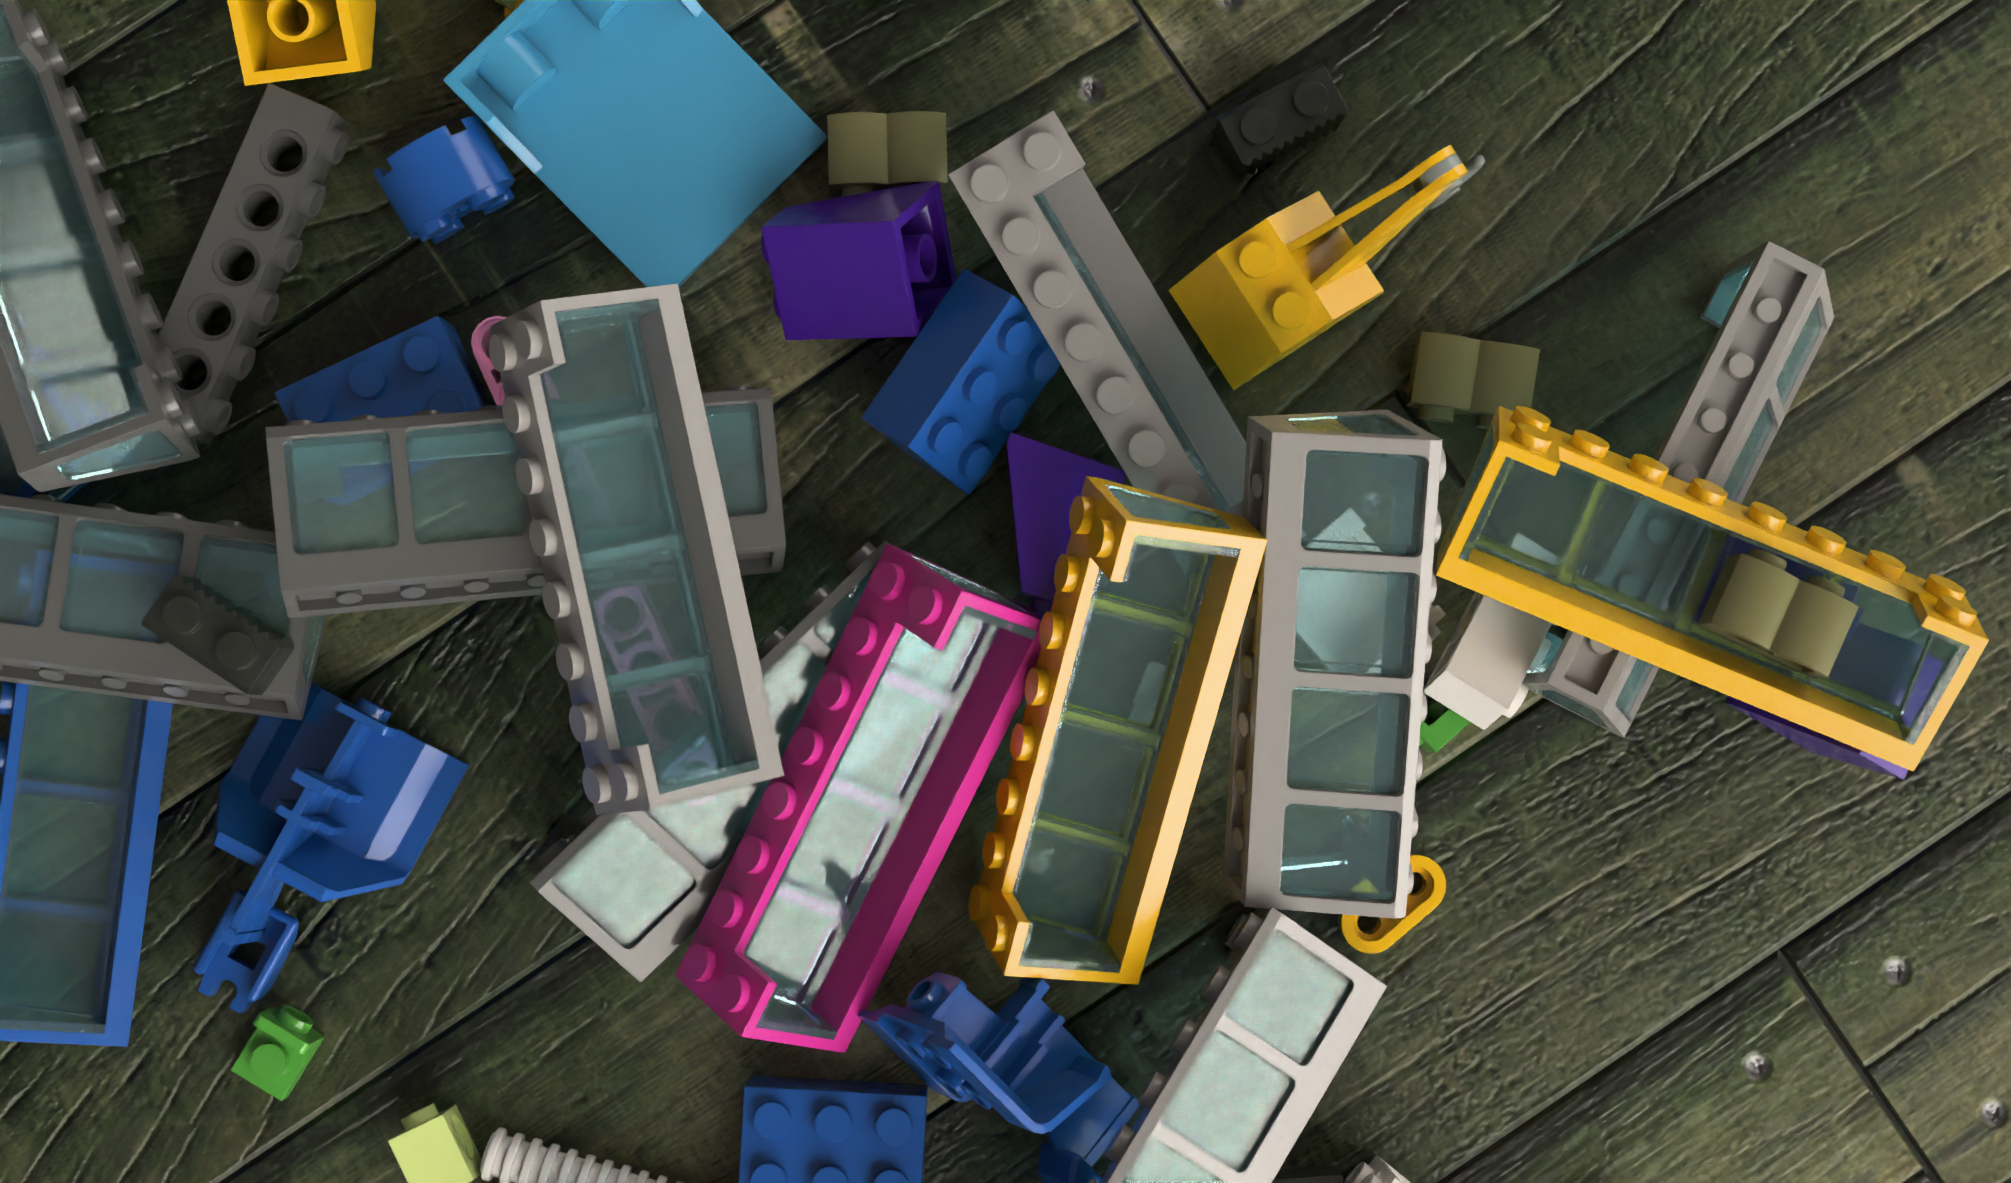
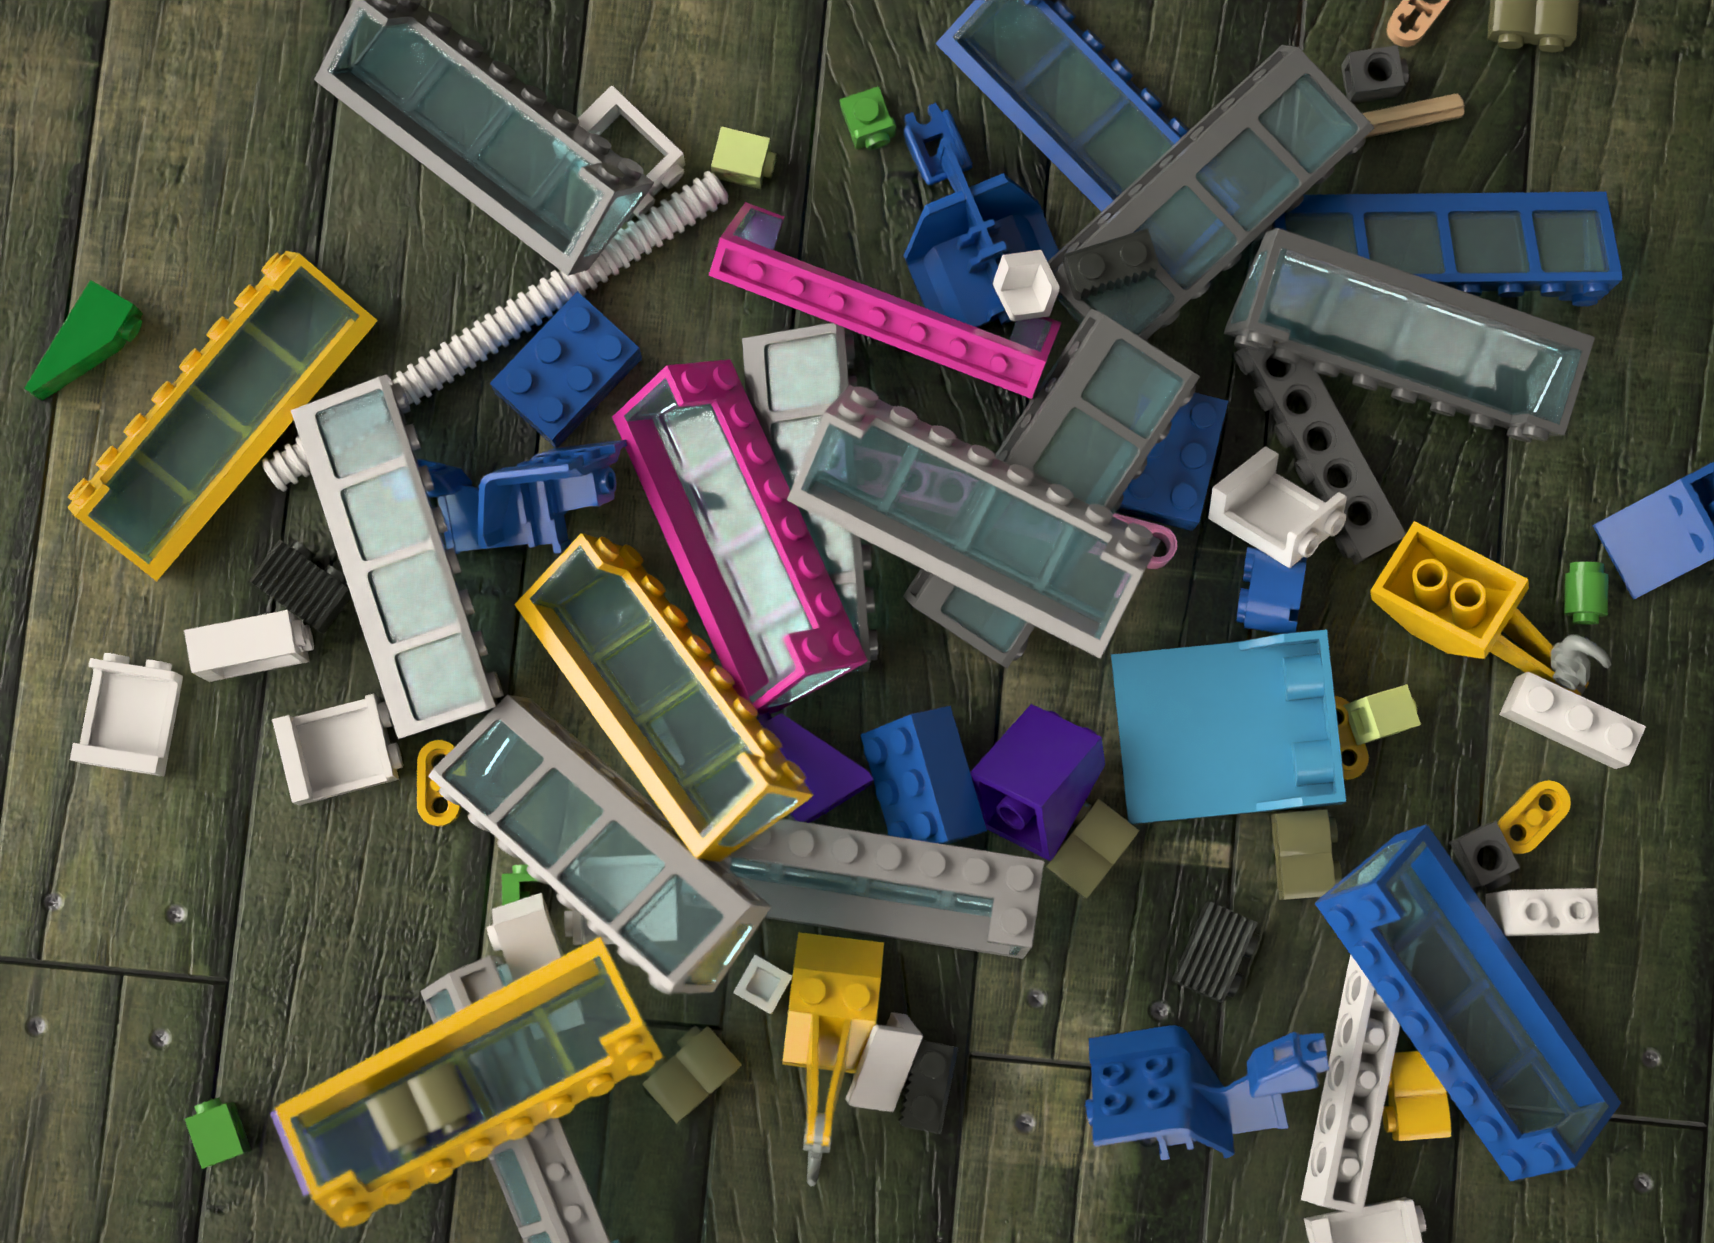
camera: 125 degrees right, 5 degrees down
(322, 714) = (1026, 285): none -> white panel
(358, 242) = (1274, 511): none -> white panel
(548, 1040) = (749, 262): none -> dark pink window
(1296, 178) = (885, 1064): none -> white panel
(1321, 379) = (763, 984): none -> white panel
(1448, 1044) = (337, 750): none -> white panel
(1948, 824) = (217, 1132): none -> bright green brick

